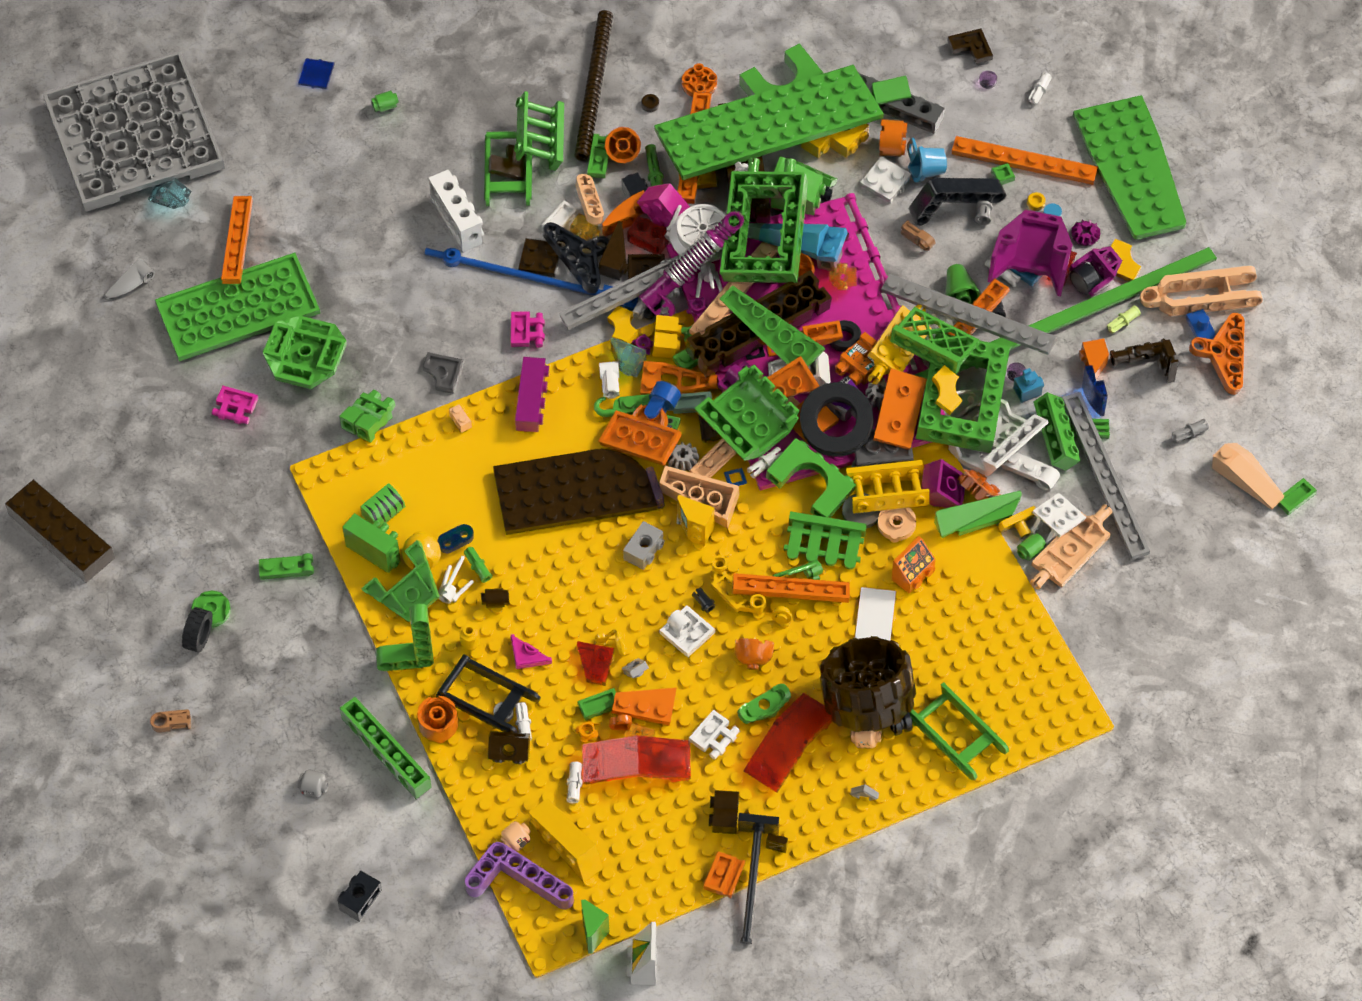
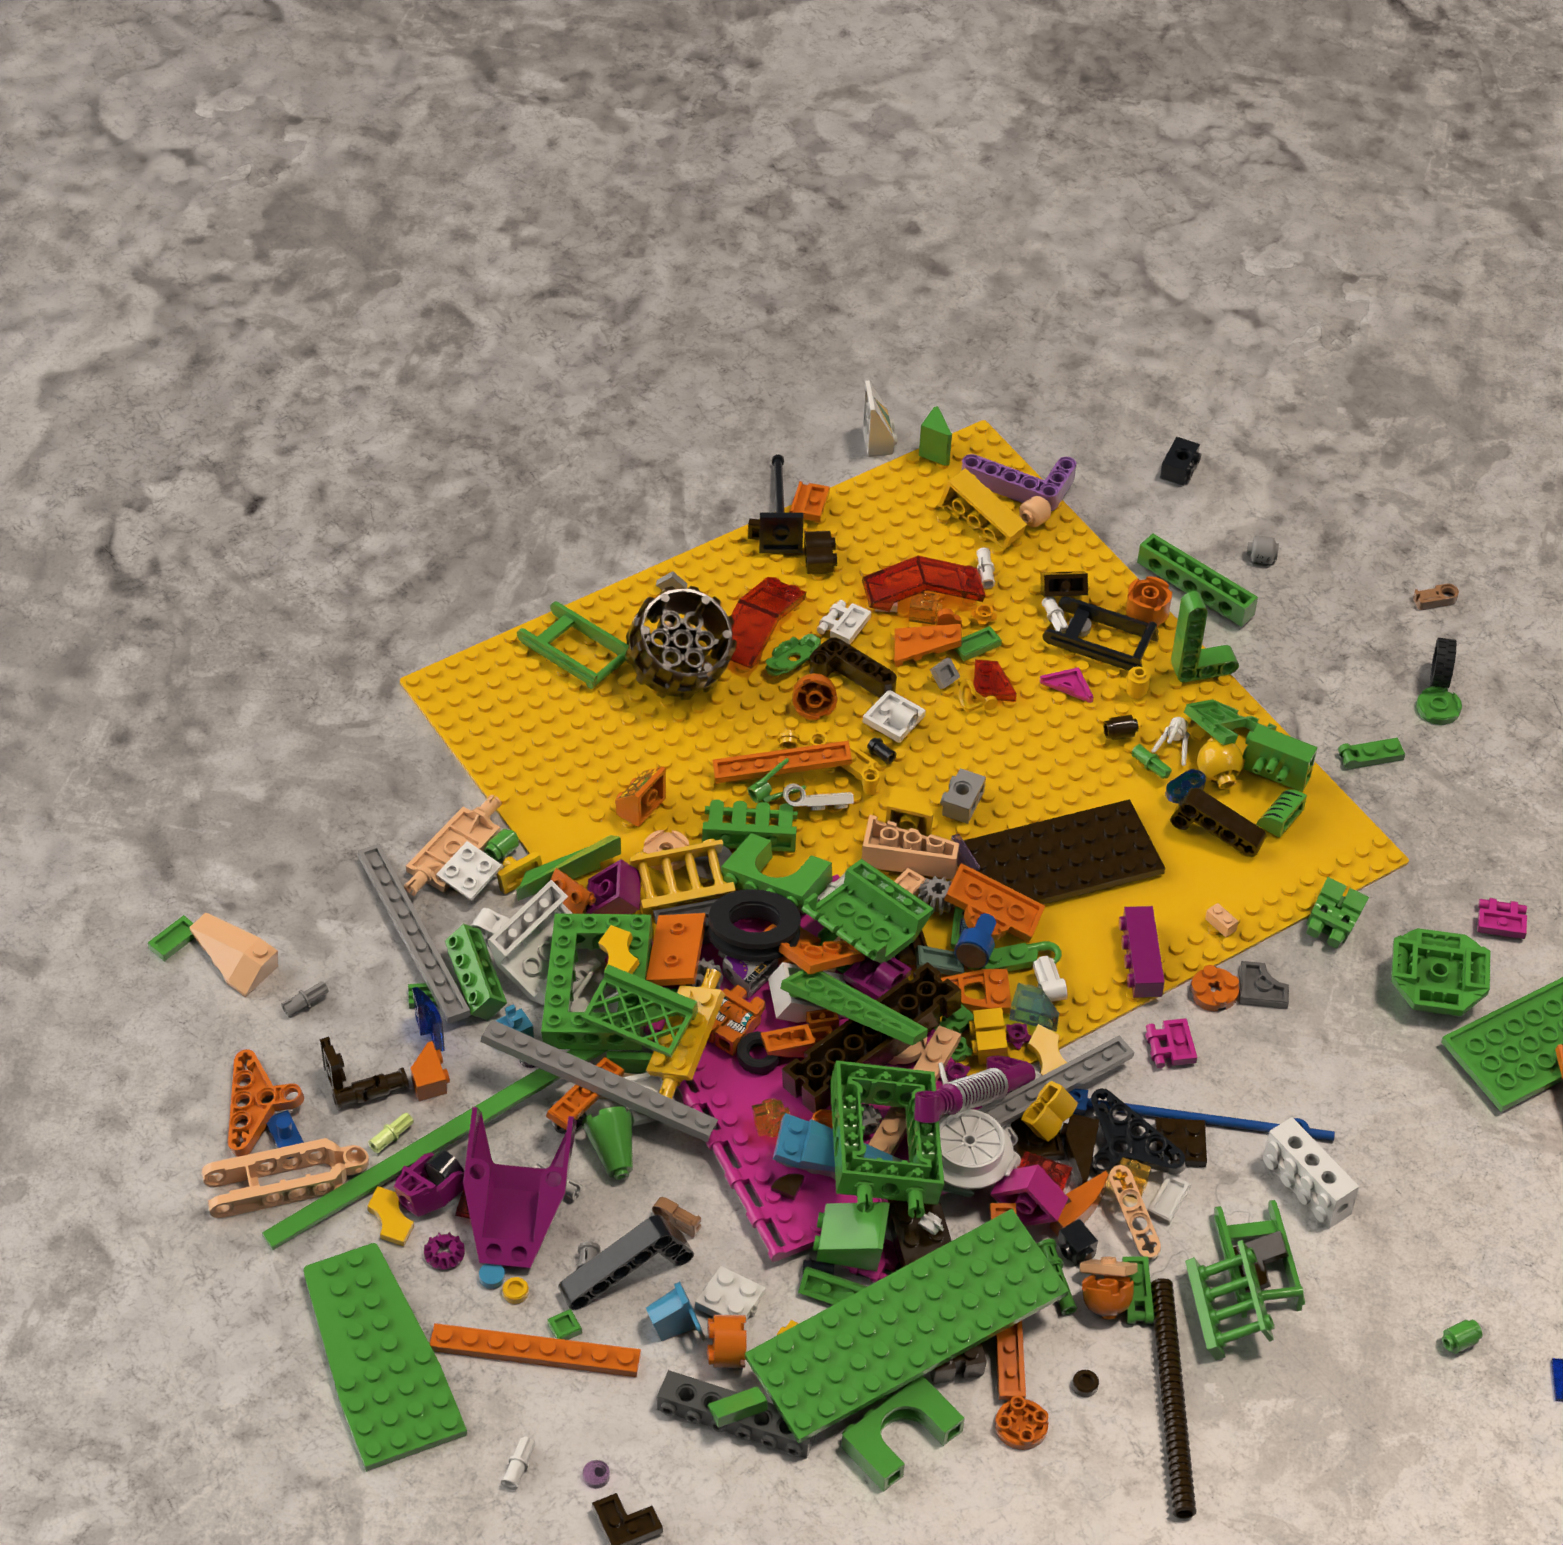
camera: 170 degrees right, 10 degrees down
(442, 493) = (1219, 820): none -> dark brown beam
(480, 362) = (1216, 977): none -> orange plate
(617, 162) = (1108, 1266): none -> light nougat plate
(635, 265) = (1049, 1111): none -> yellow brick
(693, 664) = (853, 664): none -> dark brown beam
(769, 554) = (818, 801): none -> white plate
(875, 613) = (681, 752): white sticker -> none

